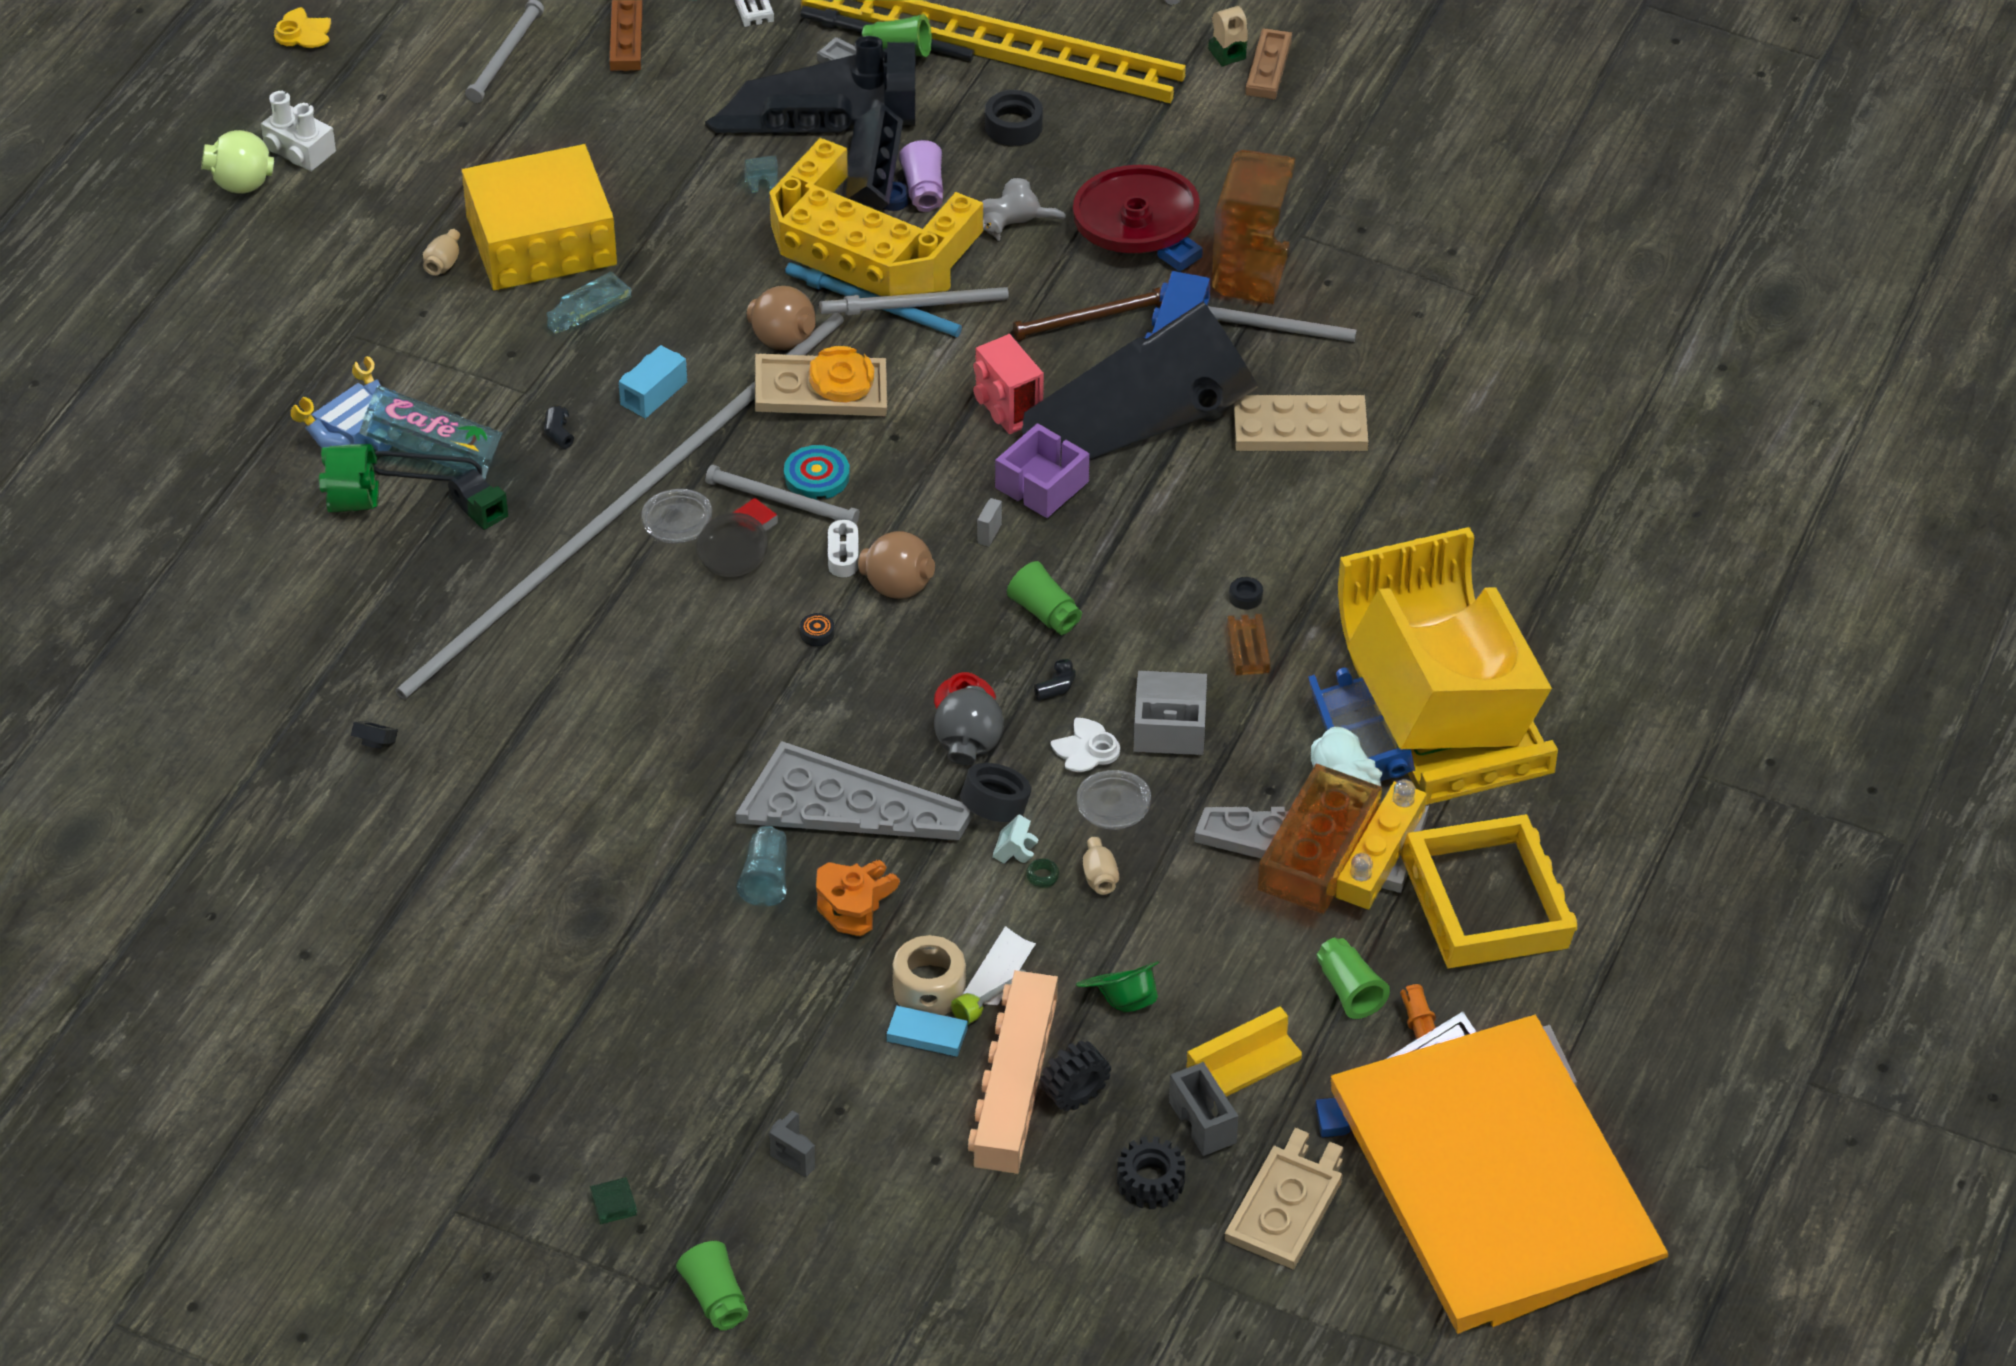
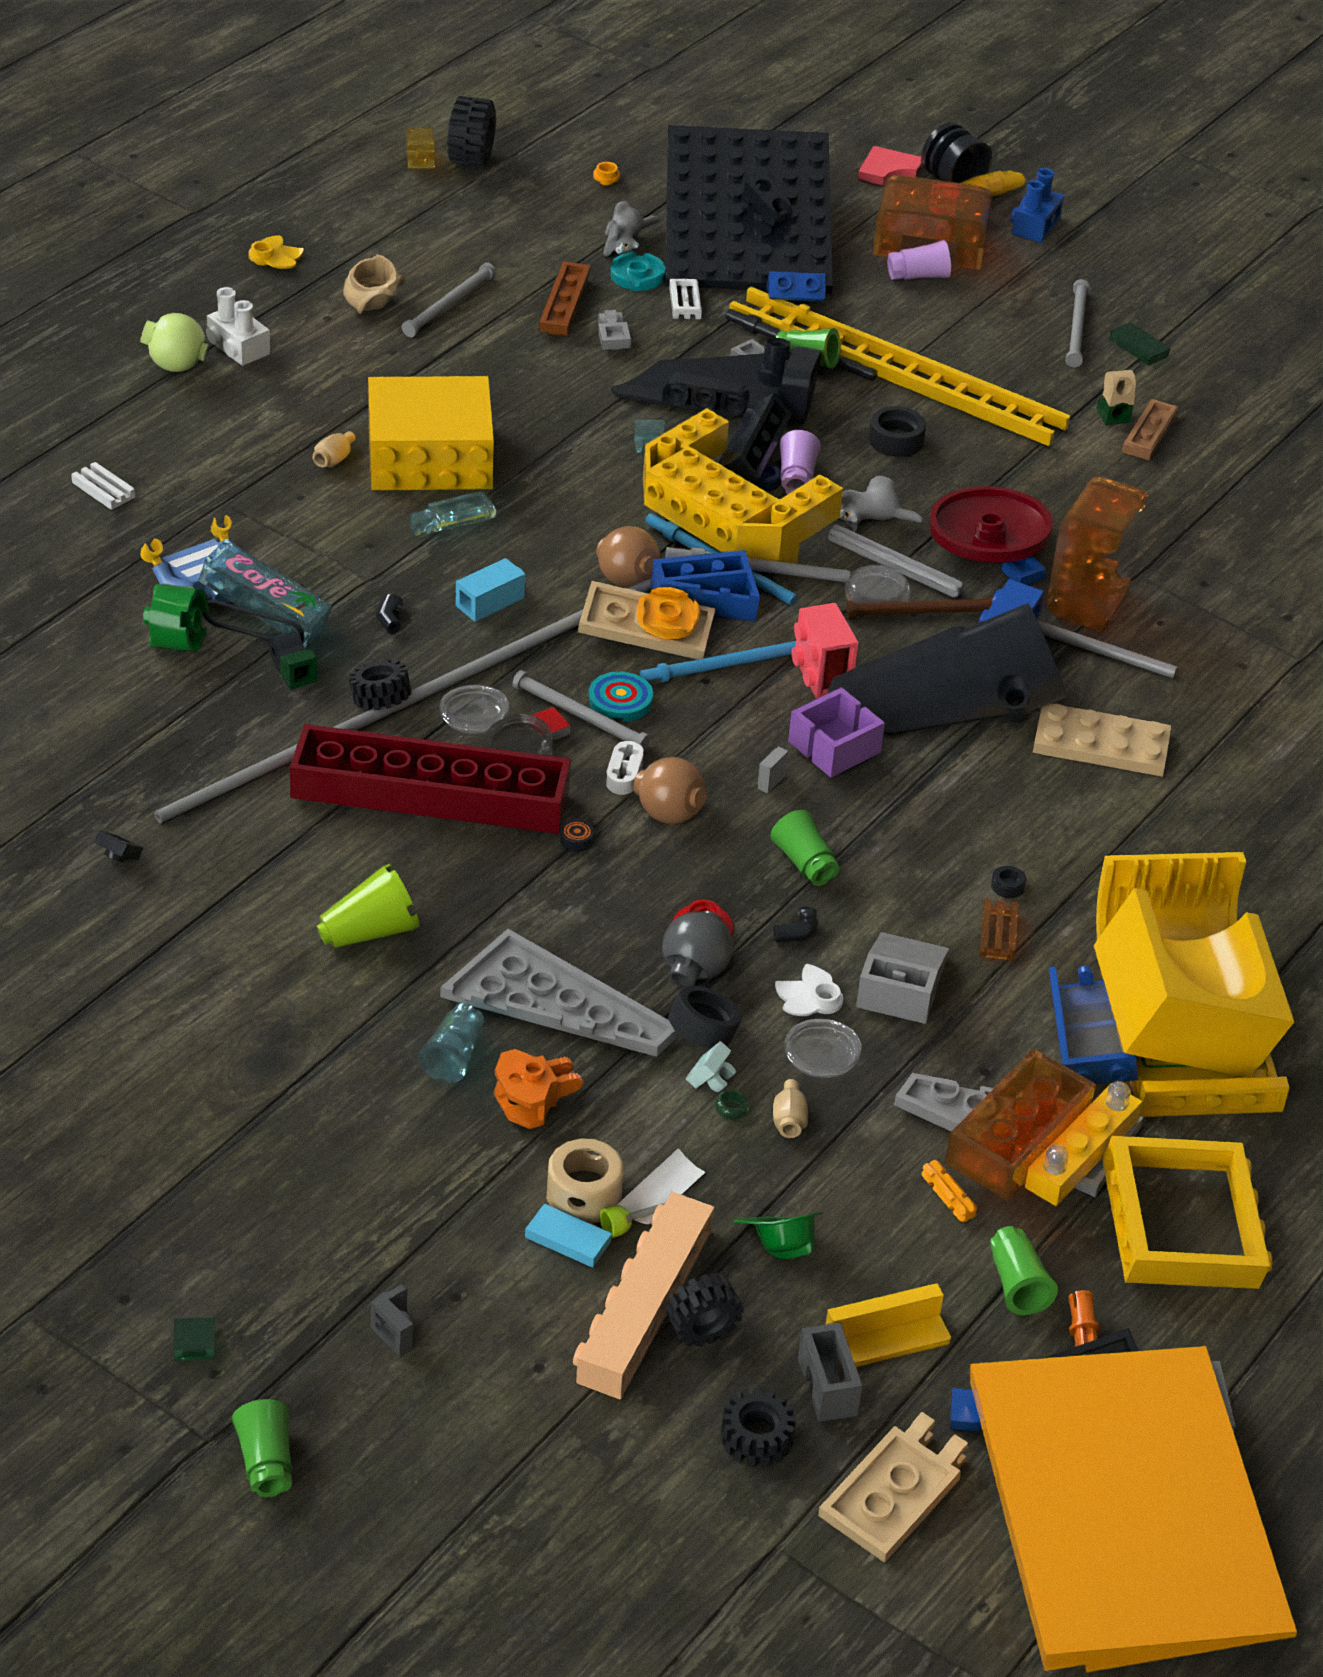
camera: 10 degrees right, 5 degrees down
(220, 337) = (107, 484): none -> white tile
(421, 50) = (372, 284): none -> tan helmet
(576, 509) = (380, 684): none -> black tyre
(644, 751) = (369, 911): none -> lime cone
(659, 600) = (430, 778): none -> dark red brick
(688, 57) = (613, 331): none -> light grey plate
(853, 437) = (665, 672): none -> dark azure bar
(875, 328) = (713, 580): none -> blue wedge
(1038, 298) = (877, 584): none -> clear piece
(1049, 267) = (896, 560): none -> light grey axle
(1266, 915) = (949, 1191): none -> light orange axle
(1342, 752) = (1066, 1045): light aqua hair -> none

